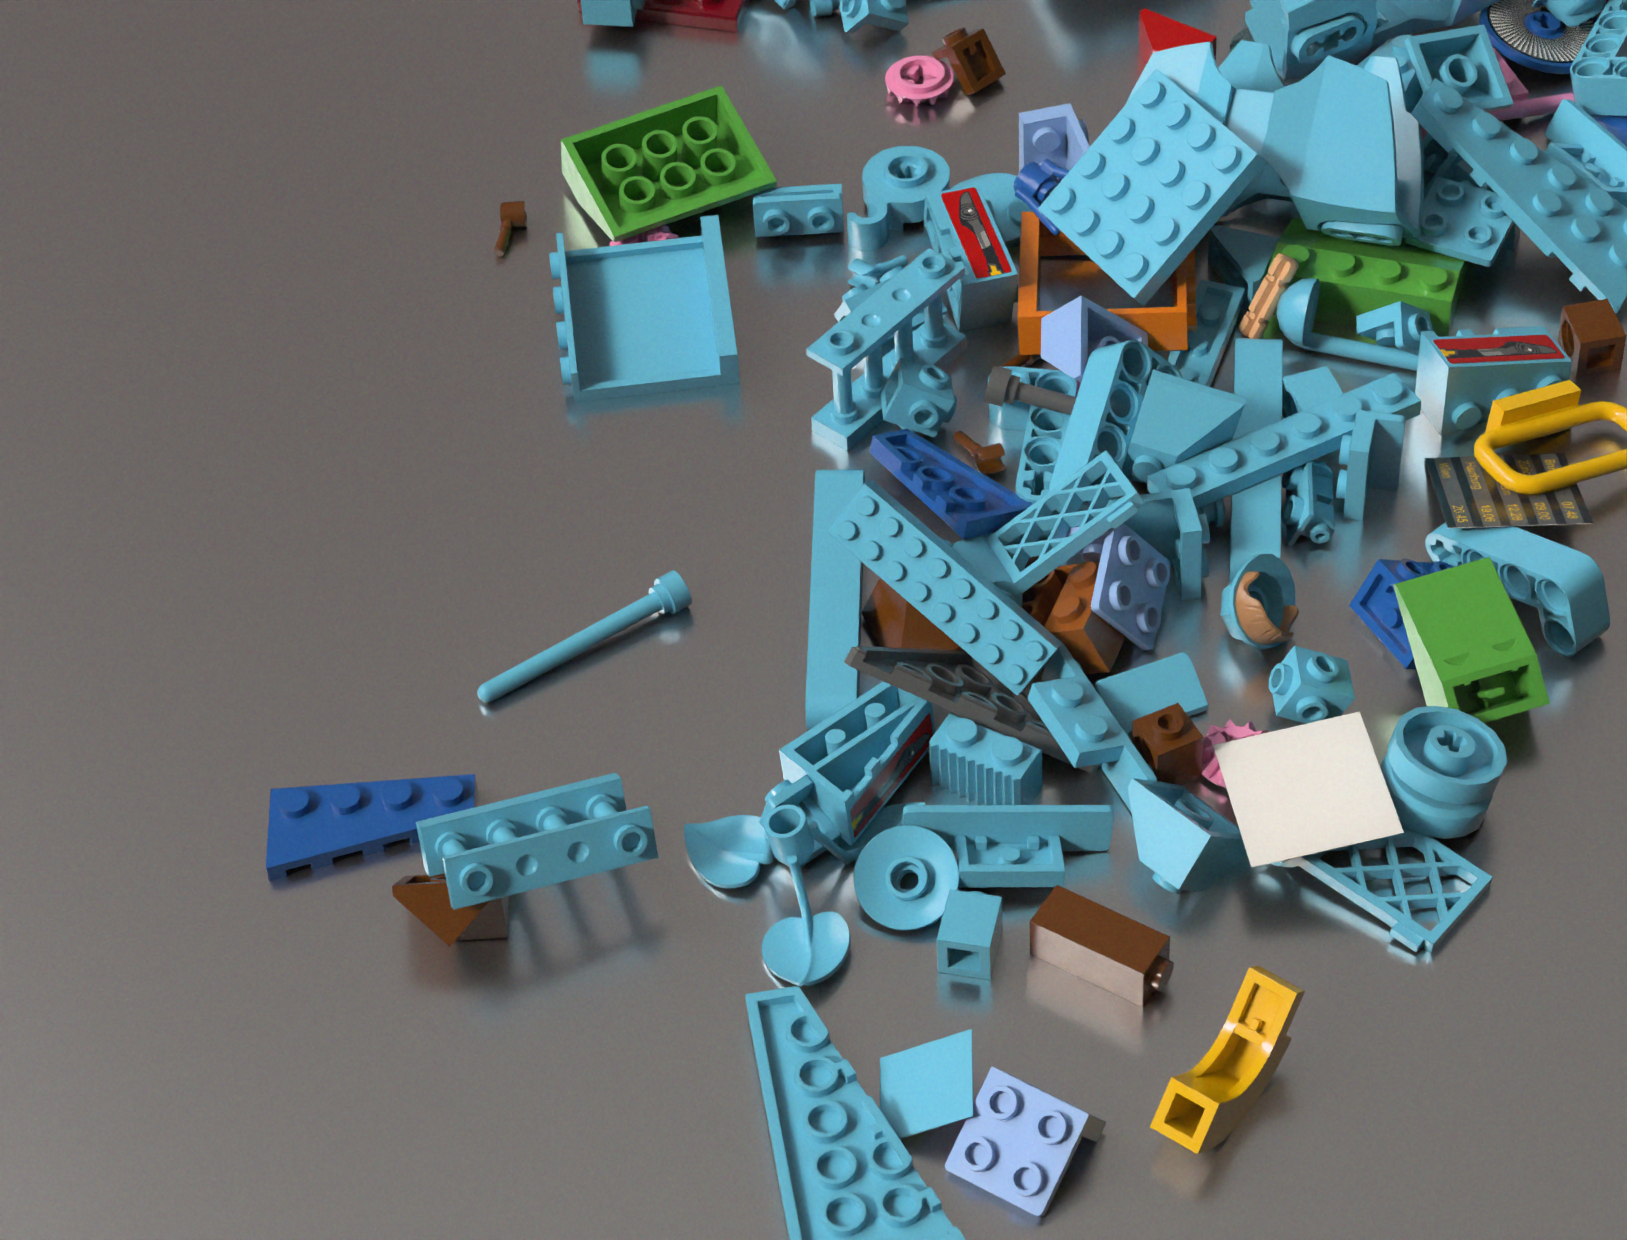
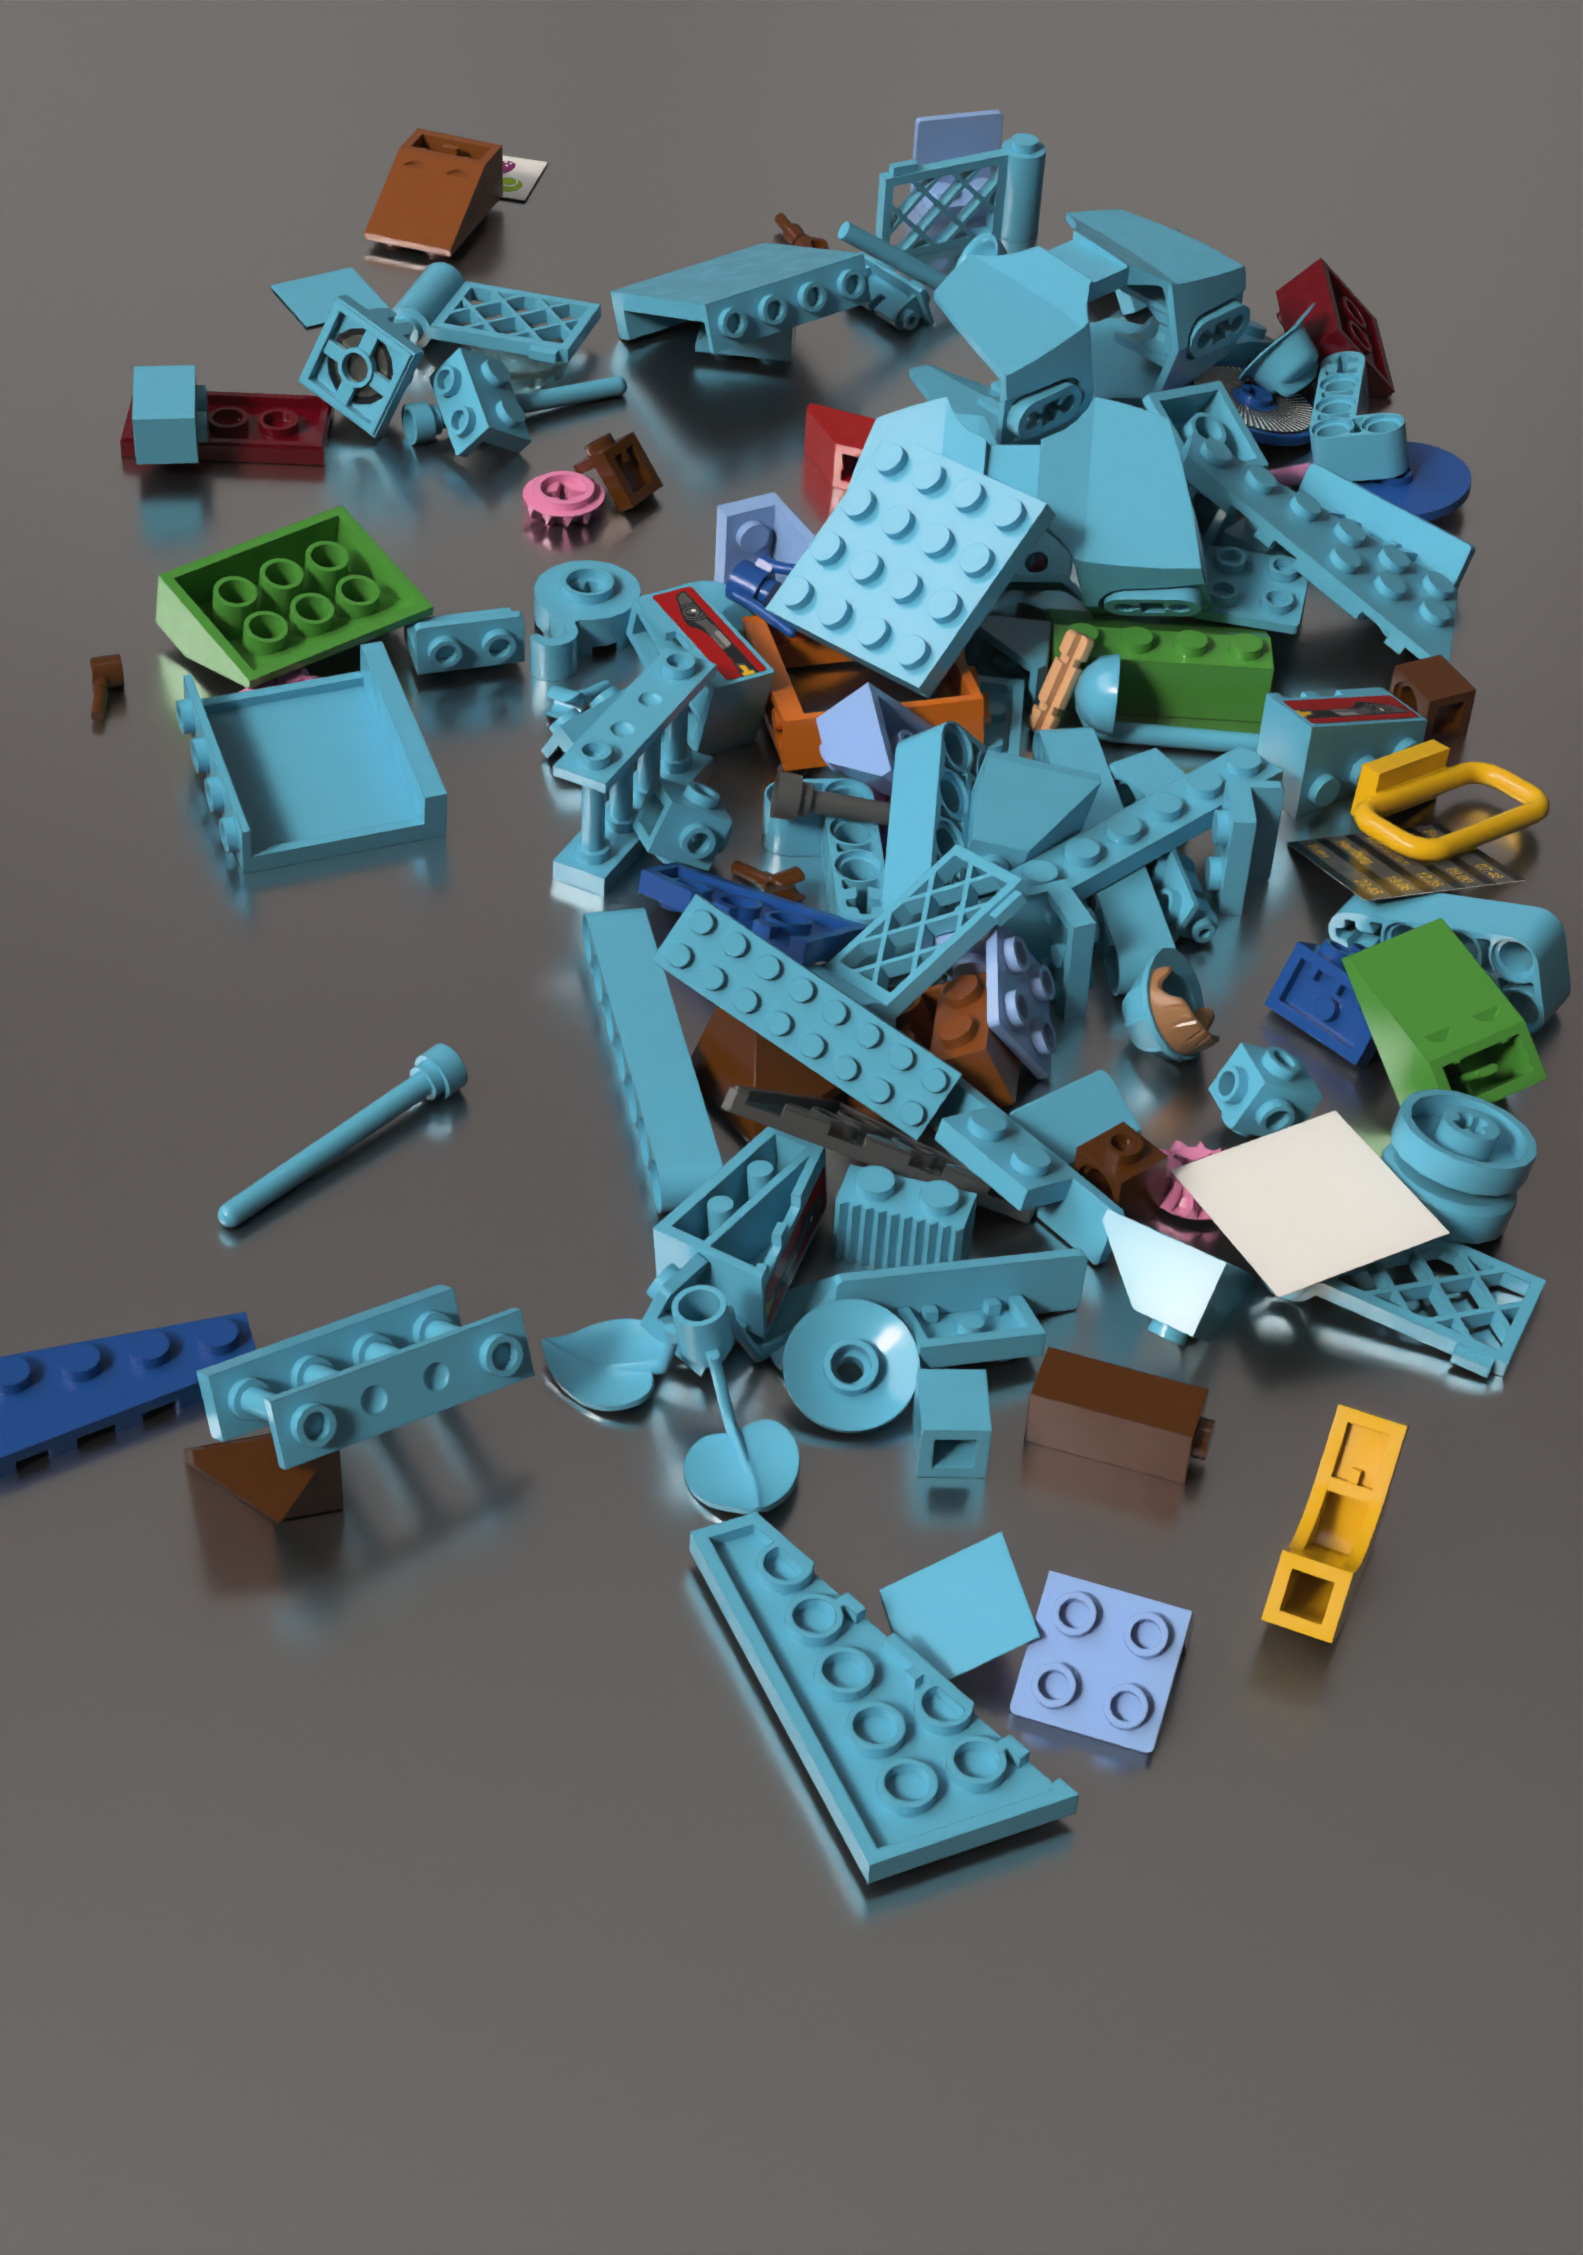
camera: 20 degrees left, 5 degrees down
(1395, 326) = (1217, 700): medium azure bracket -> none

